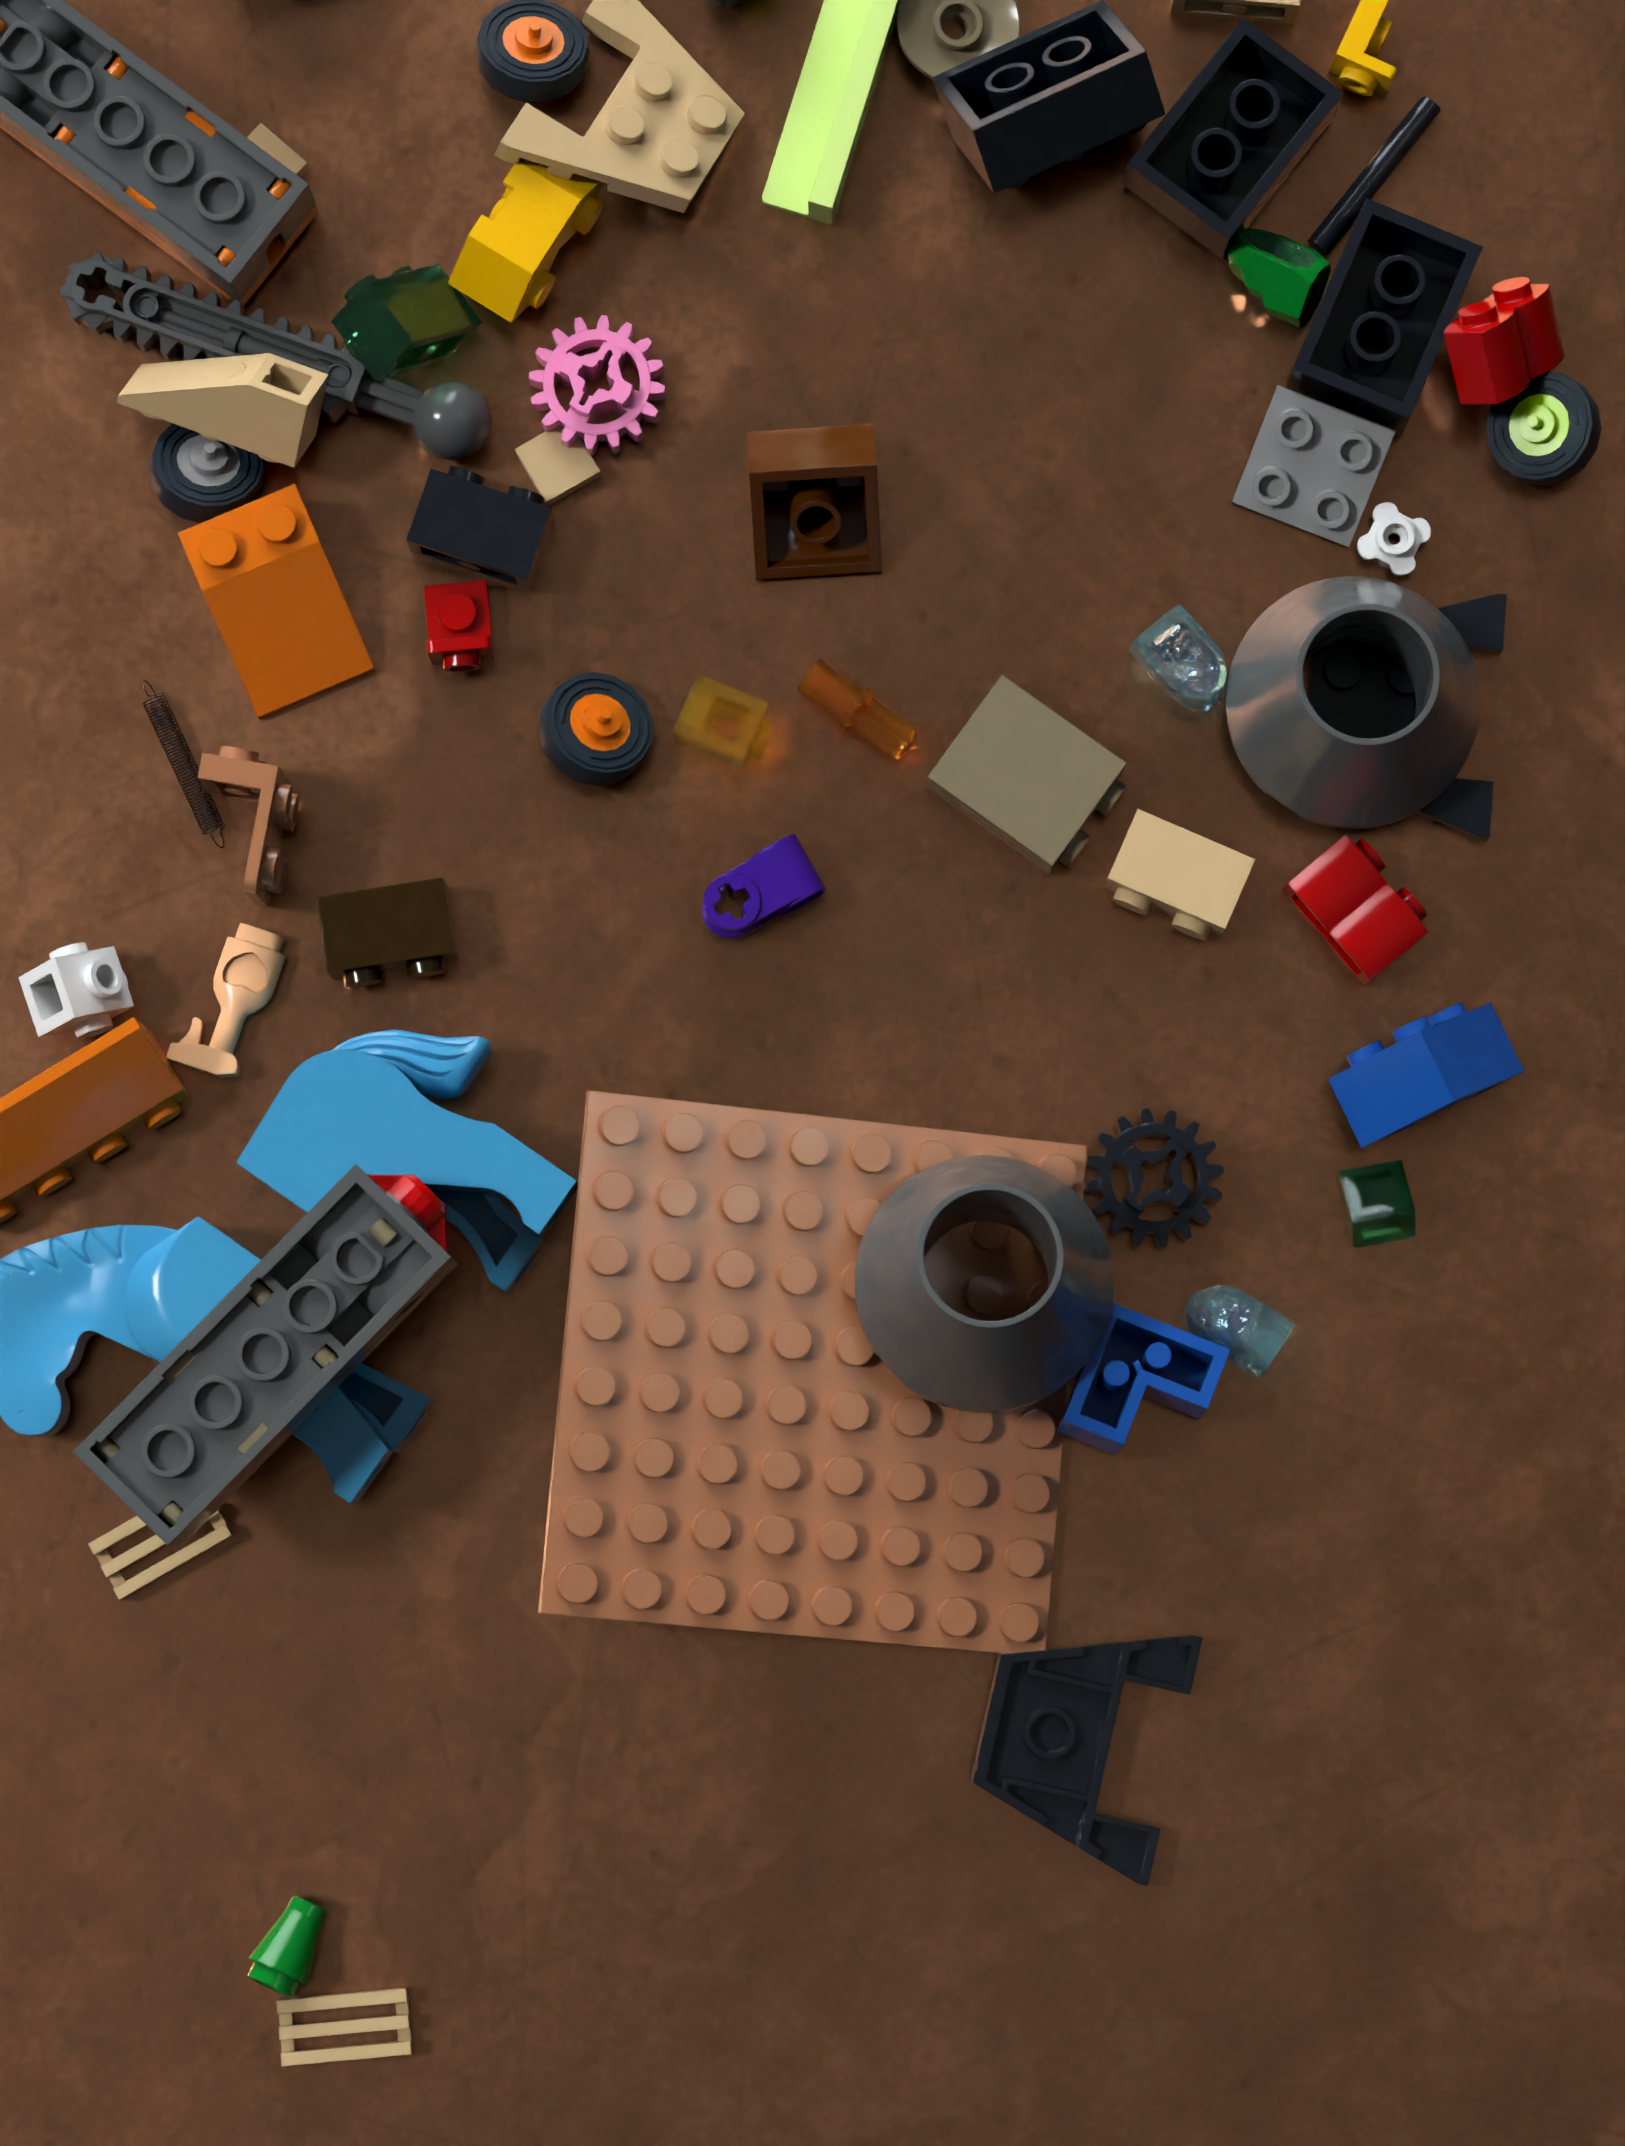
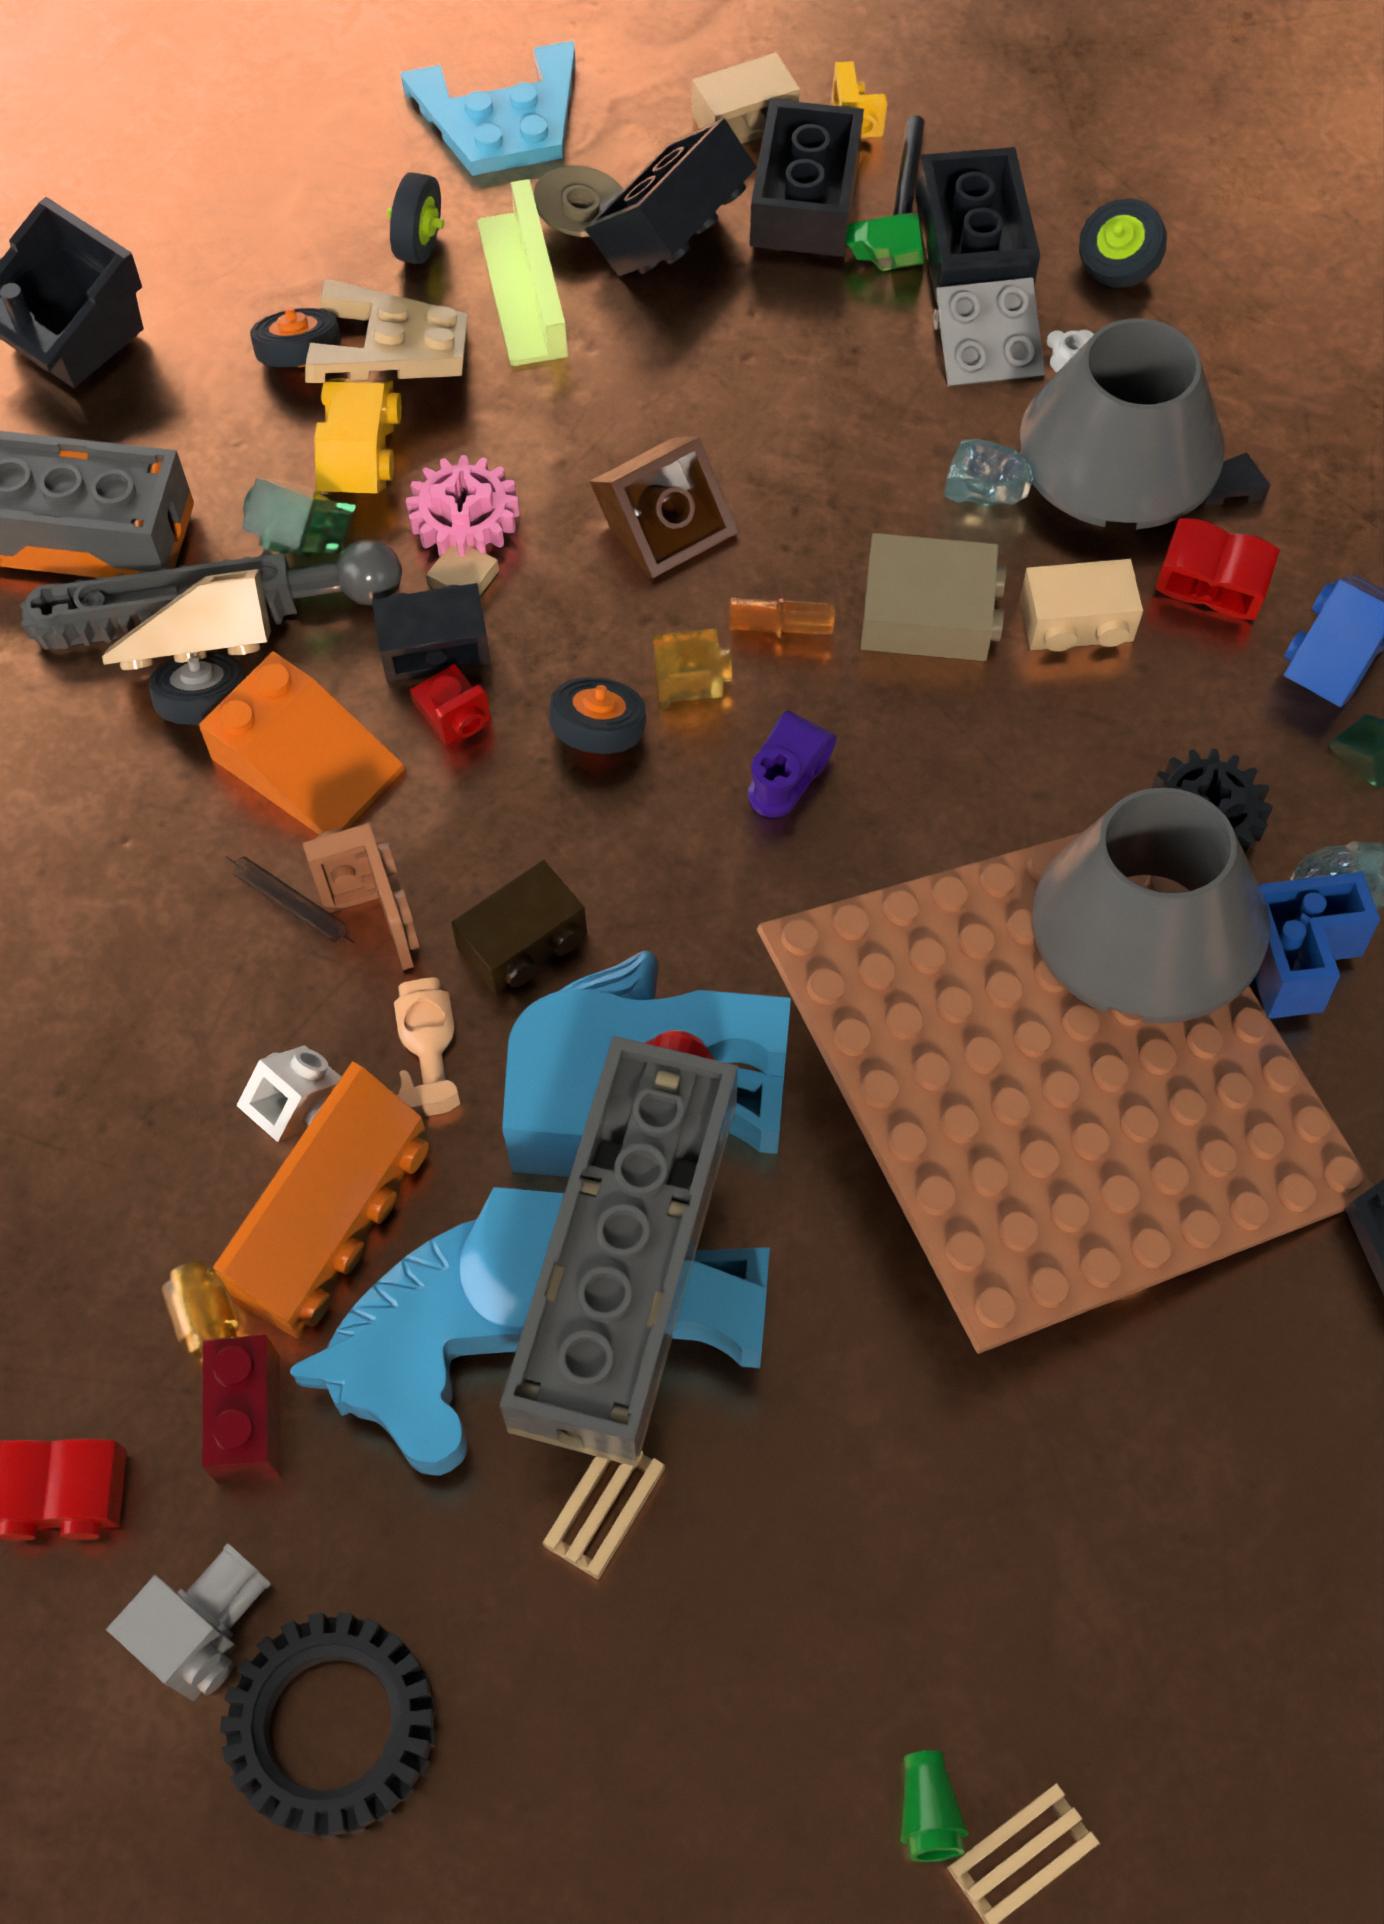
camera: 30 degrees left, 20 degrees down
(1504, 342) = (1064, 195): red brick -> none

